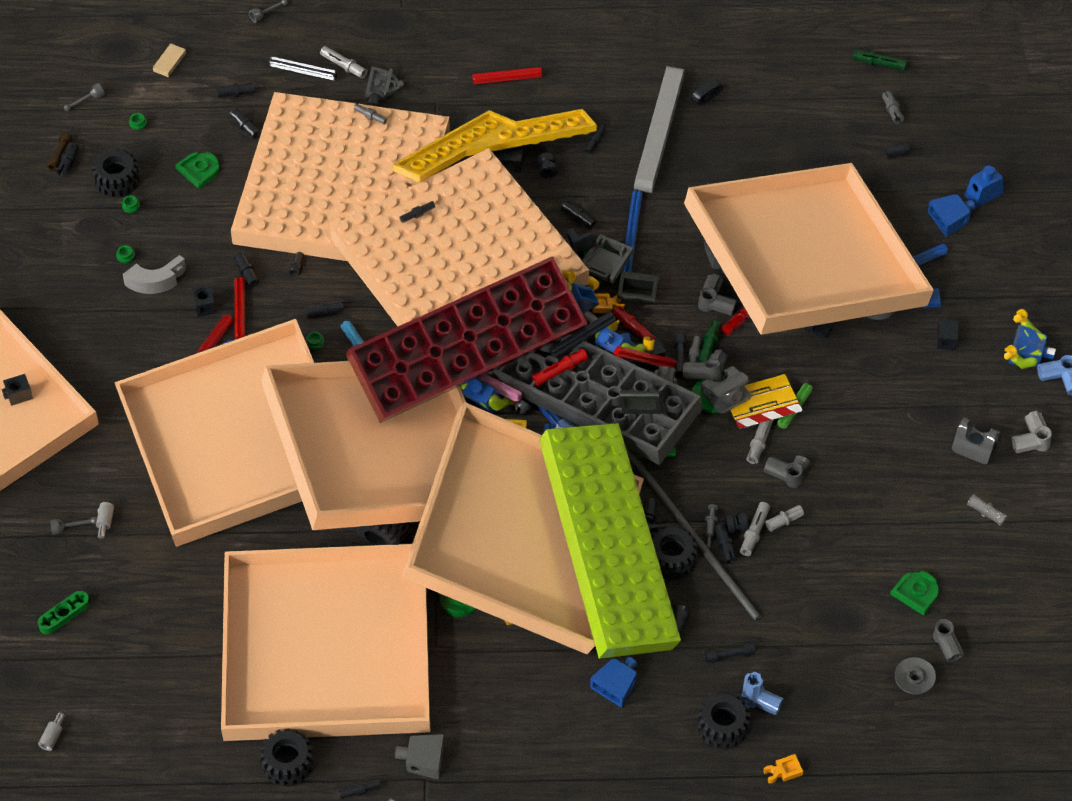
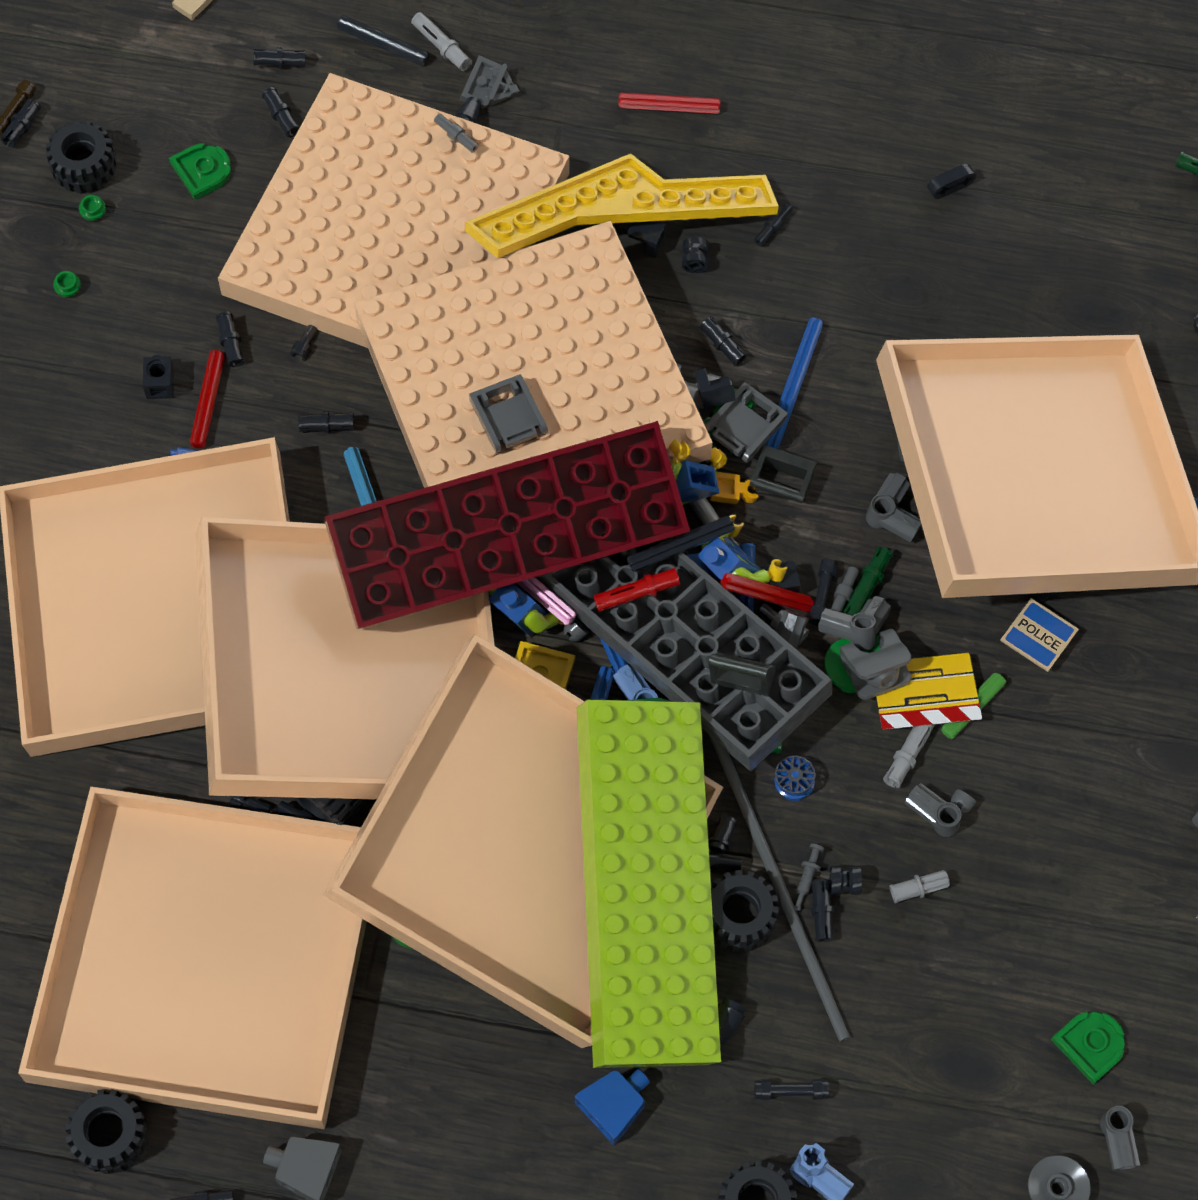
camera: 10 degrees right, 10 degrees up
(96, 91) = (83, 25): dark grey hinge -> none
(137, 121) = (132, 81): green plate -> none
(156, 280) = (99, 333): light grey arch -> none
(217, 333) = (162, 435): red axle -> none
(314, 340) = (301, 469): green plate -> none
(417, 212) = (482, 305): black bar -> none
(453, 277) = (509, 420): none -> dark grey container
(629, 321) = (760, 525): red pin -> none
(659, 129) = (869, 228): light grey beam -> none
(688, 469) = (794, 778): none -> blue wheel
(735, 321) = (911, 556): red axle -> none
(752, 534) = (865, 904): light grey pin -> none
(828, 355) = (1039, 635): none -> piece

